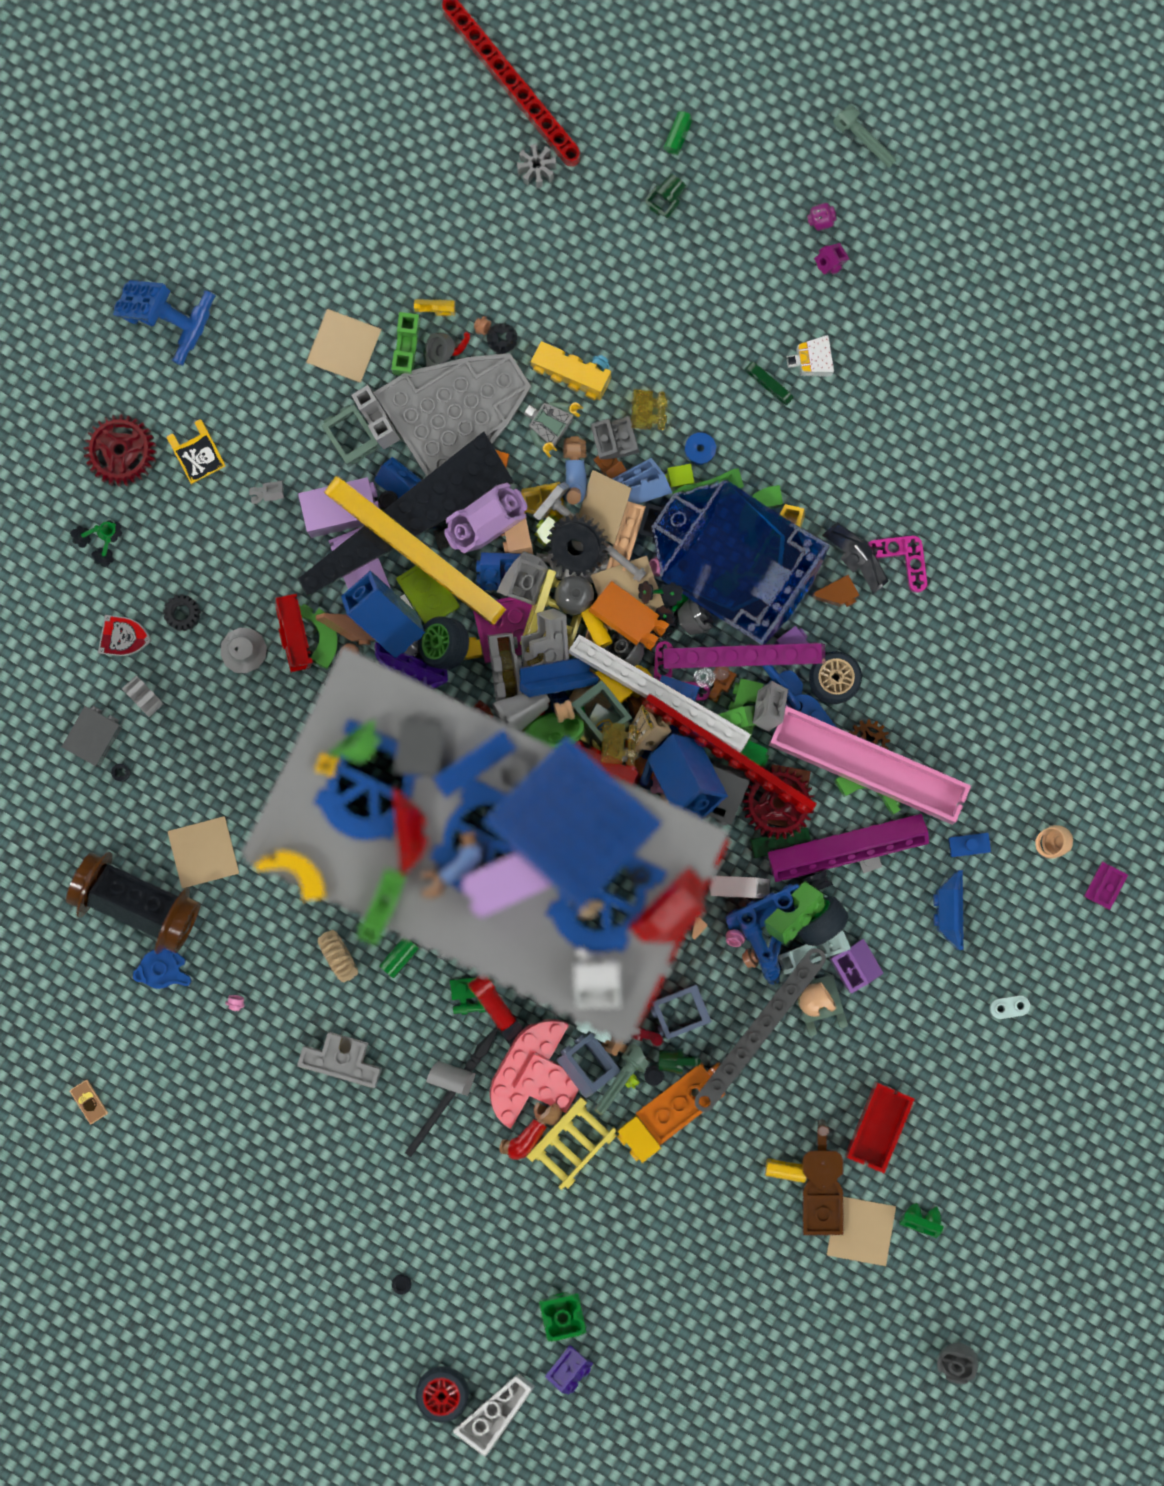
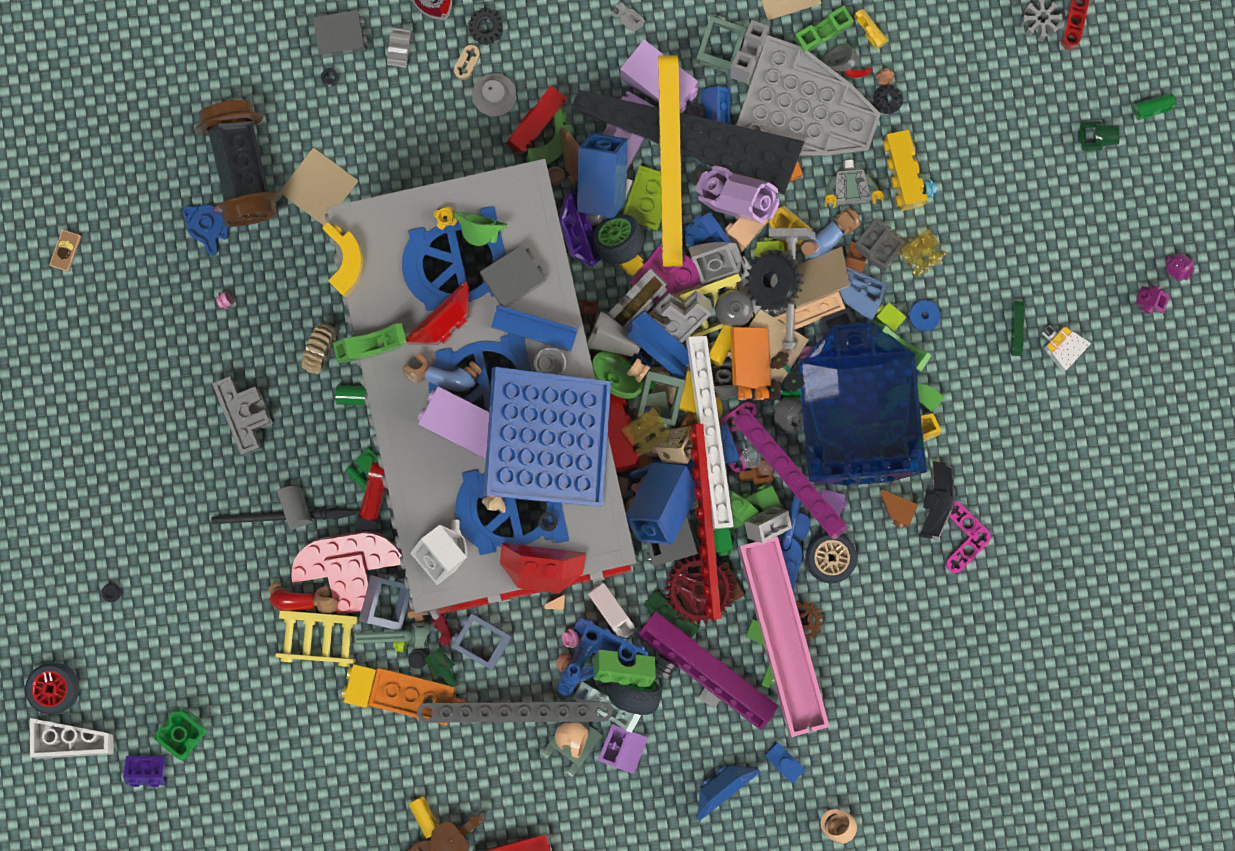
camera: 50 degrees right, 0 degrees up
(202, 649) = (470, 64): none -> tan beam

